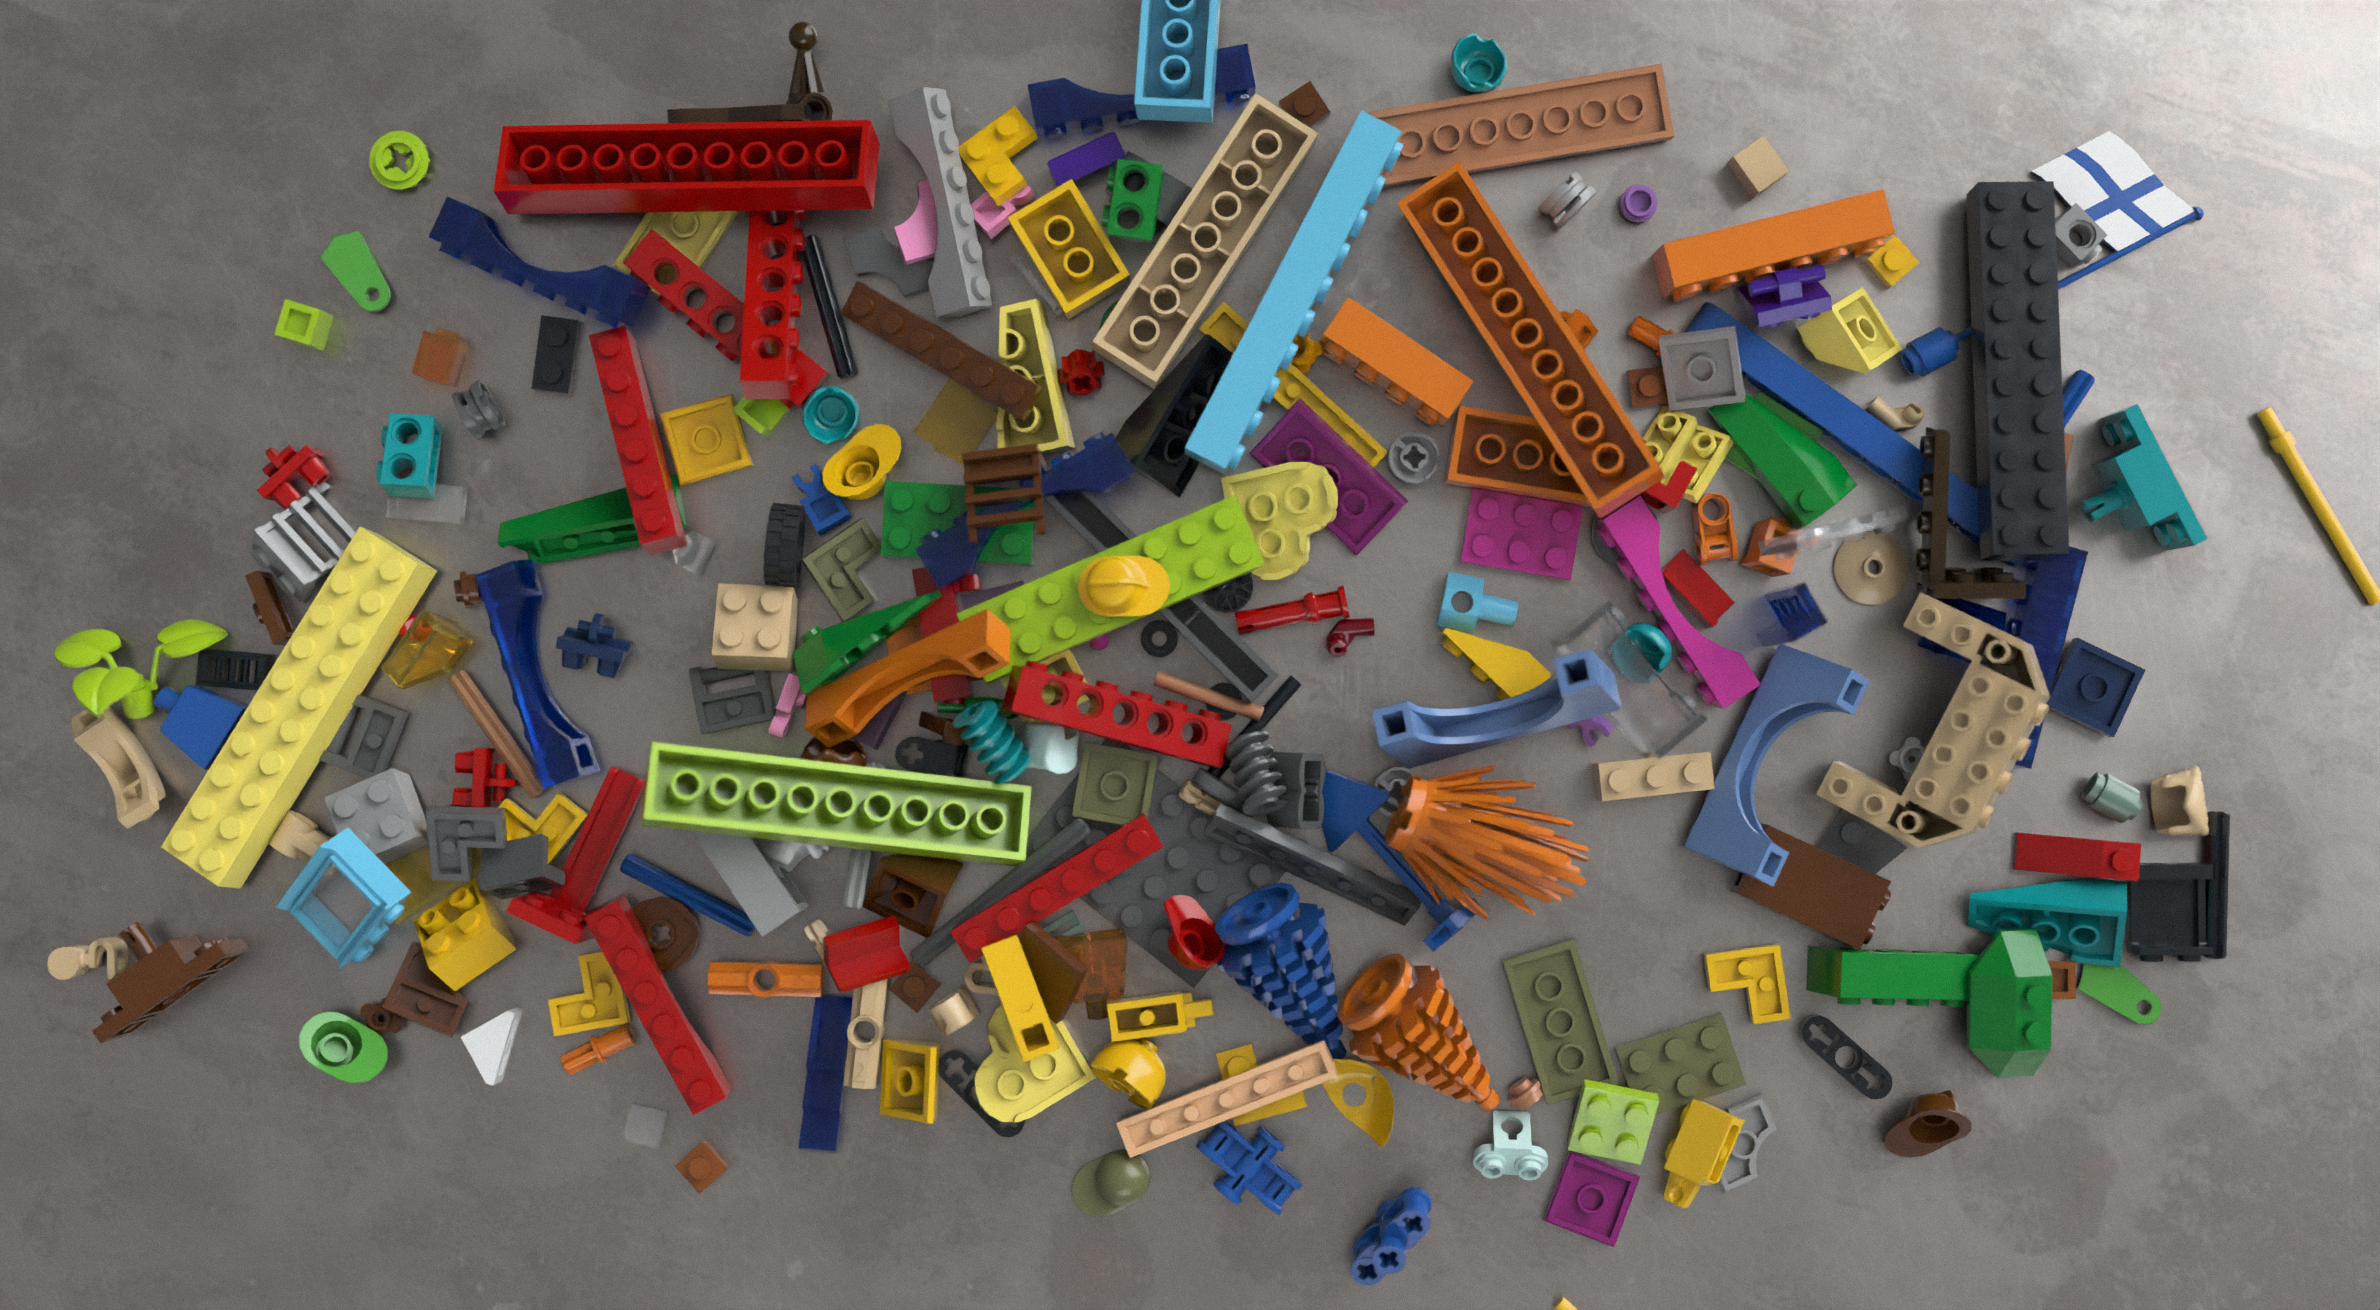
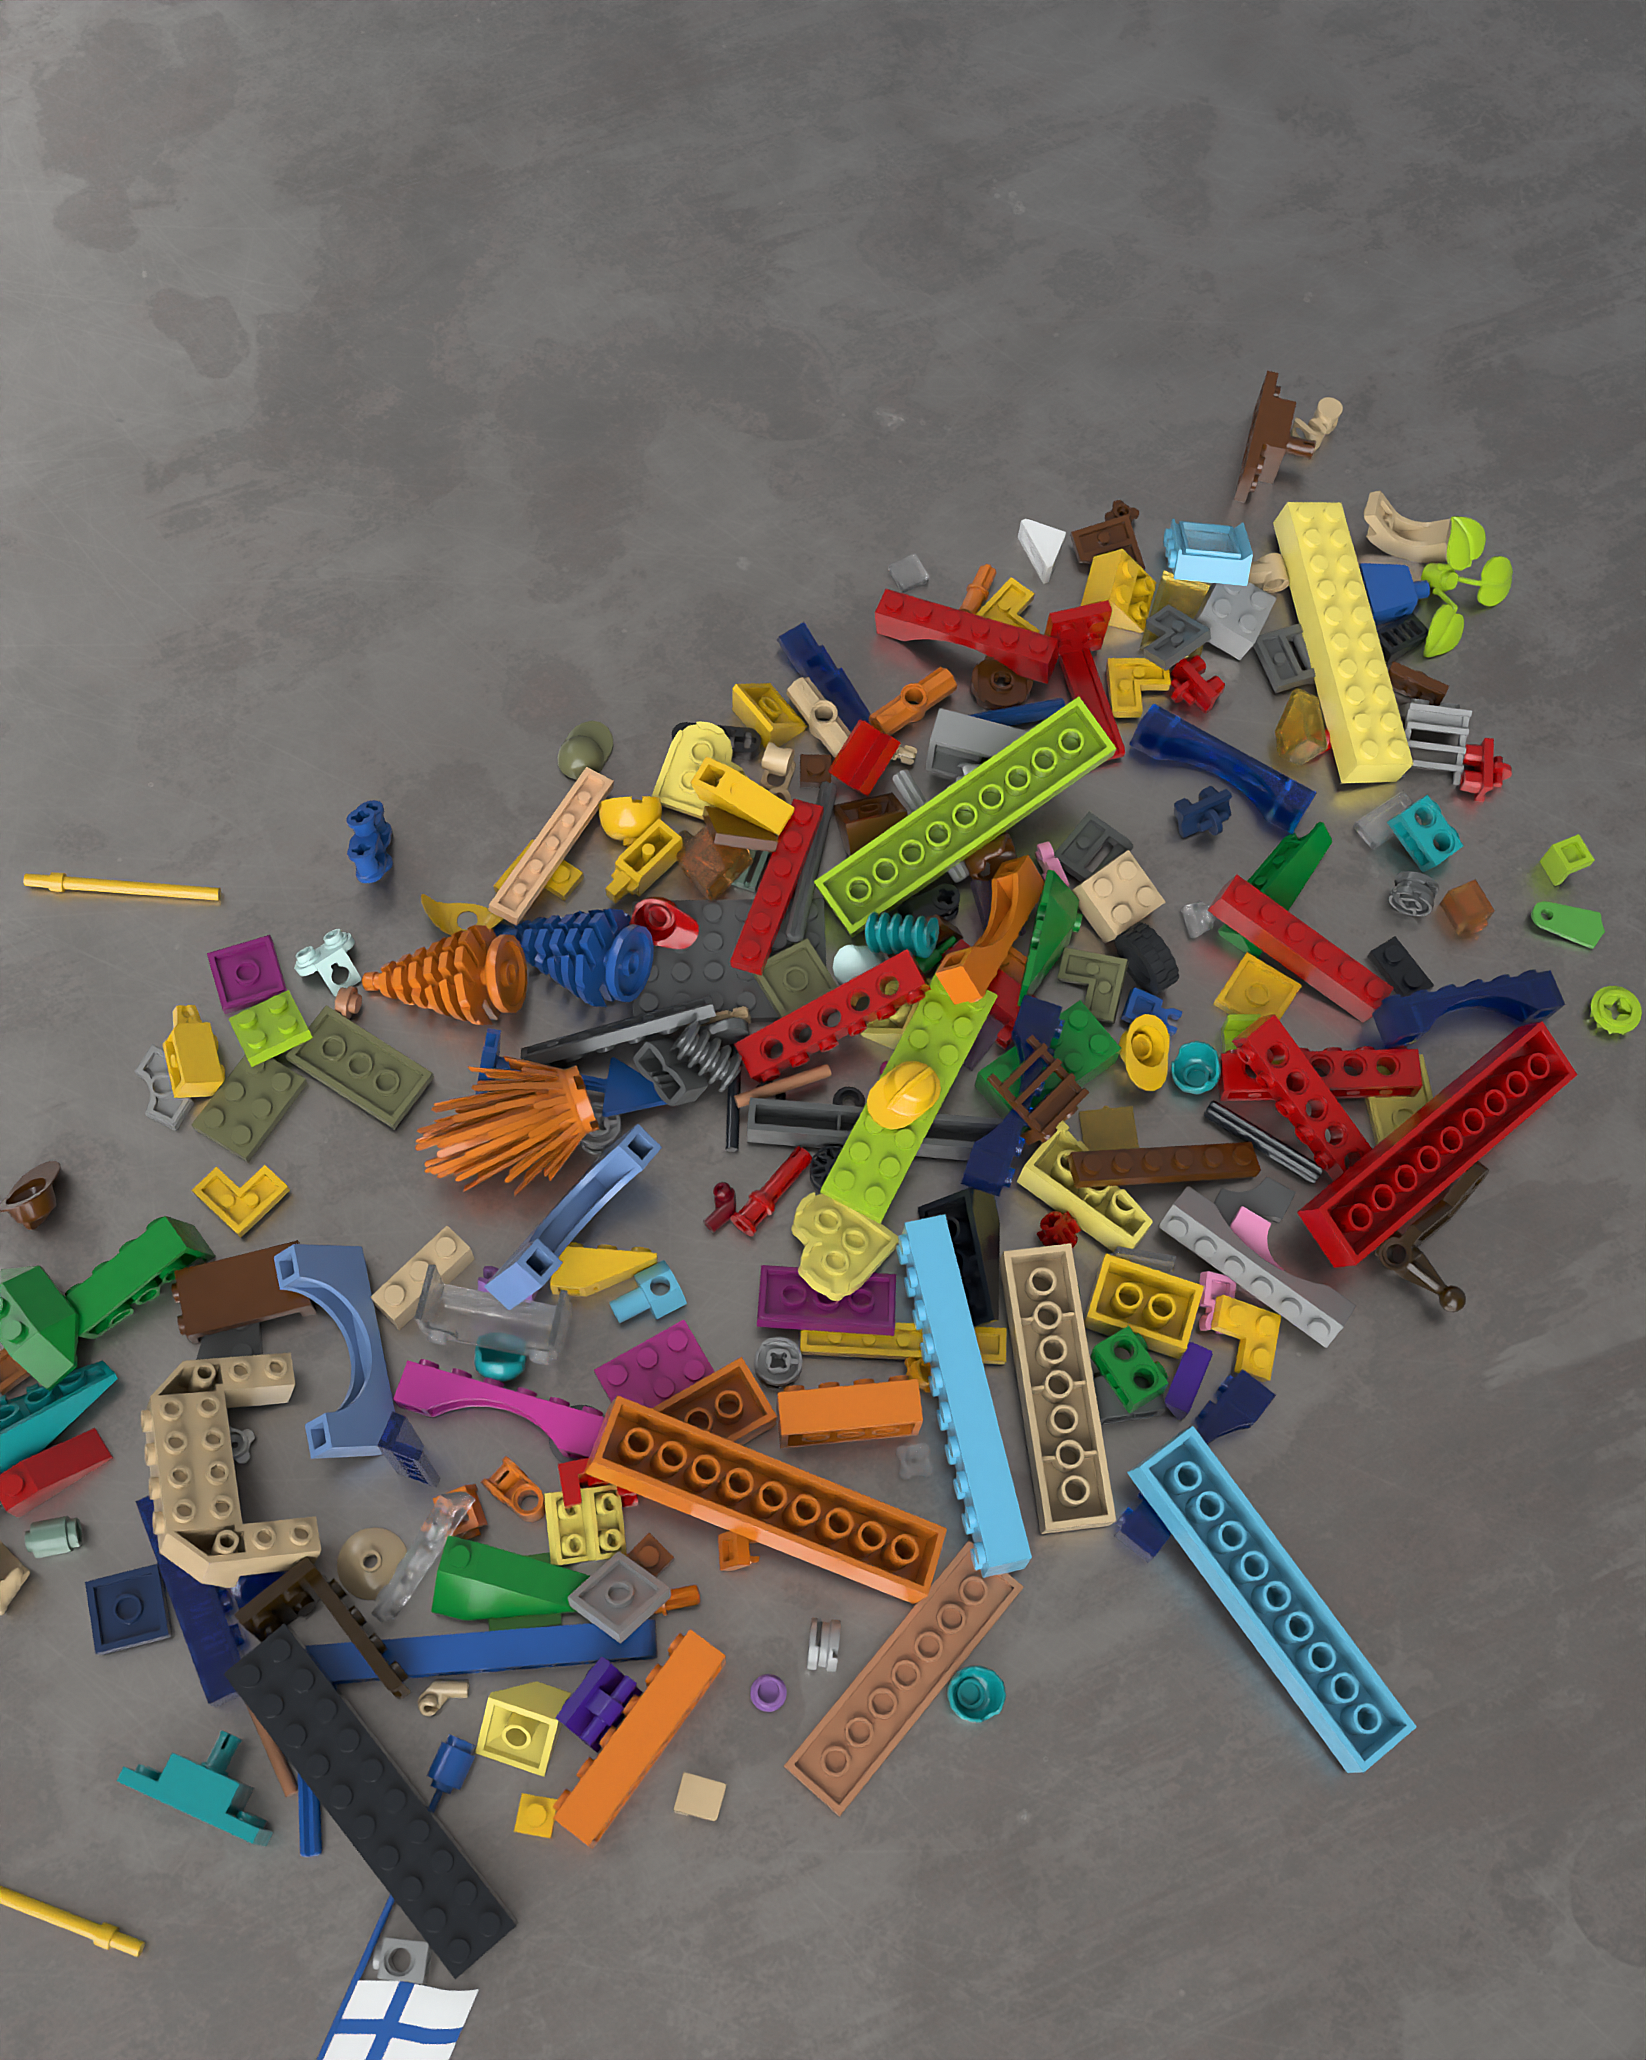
camera: 130 degrees right, 20 degrees down
(343, 1047) = (1128, 478): bright green piece -> none
(467, 589) = (1315, 783): reddish brown plate -> none
(496, 733) = (1217, 721): medium nougat axle -> none
(519, 868) = (1123, 649): dark grey panel -> none
(702, 1166) = (853, 576): dark orange plate -> none
(1260, 1173) = (501, 826): blue axle -> none
(1305, 105) = (1071, 1555): reddish brown plate -> none
(1695, 589) = (496, 1436): red panel -> none
(1871, 1067) = (106, 1188): black beam -> none

